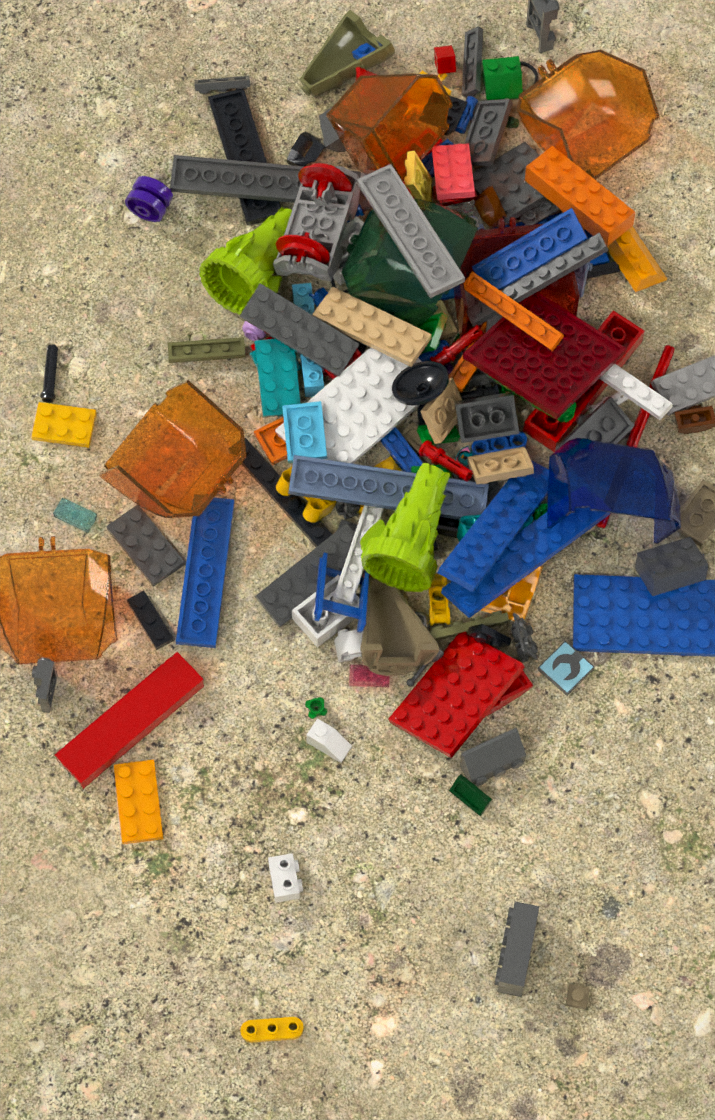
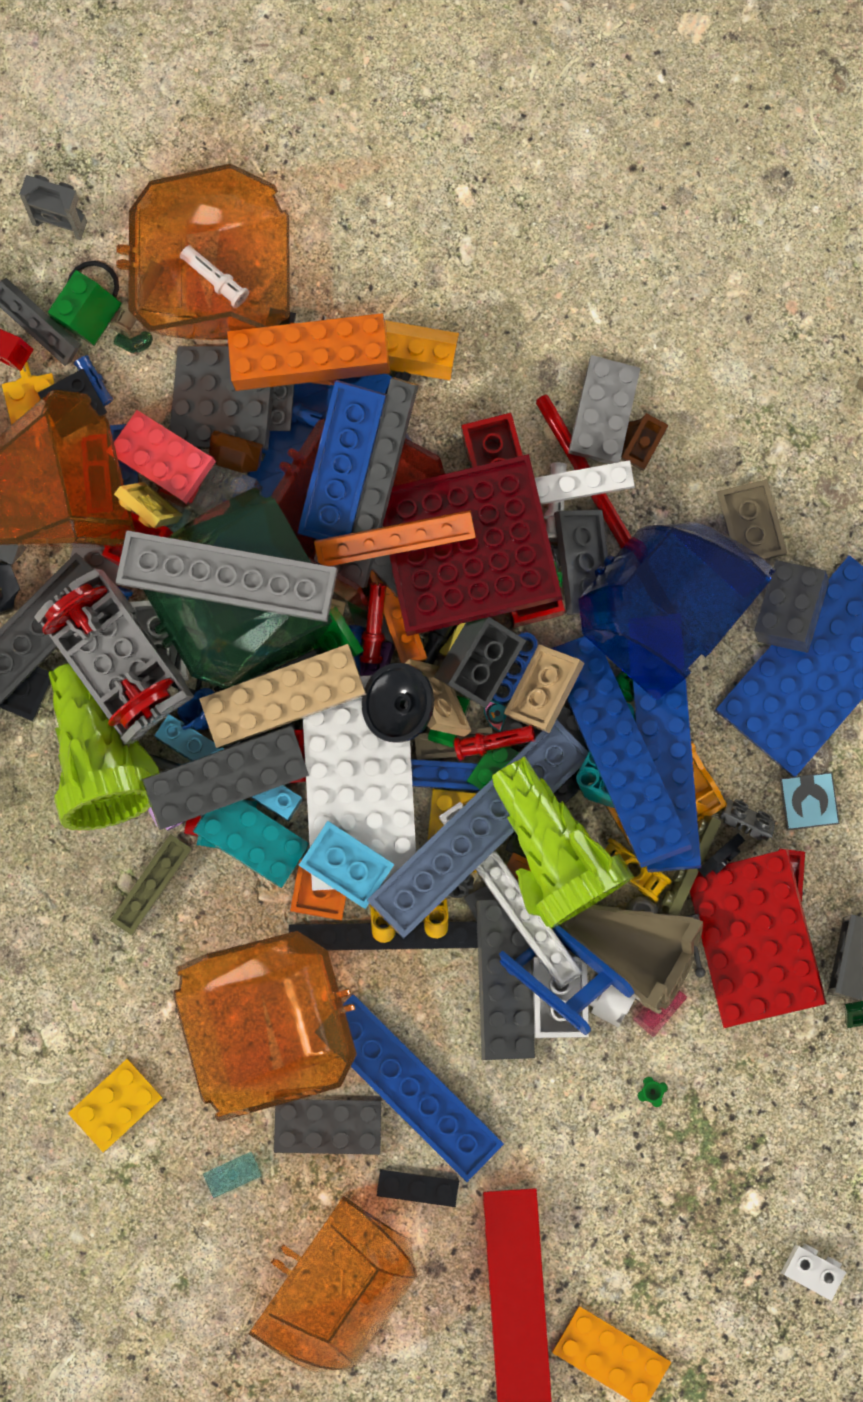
camera: 55 degrees left, 15 degrees up
(45, 680) = (404, 1355): dark grey plate -> none
(49, 374) = (42, 1074): black axle -> none
(328, 740) = (701, 1109): white slope -> none
(487, 130) = (135, 376): dark grey plate -> none
(580, 135) = (222, 282): none -> white pin

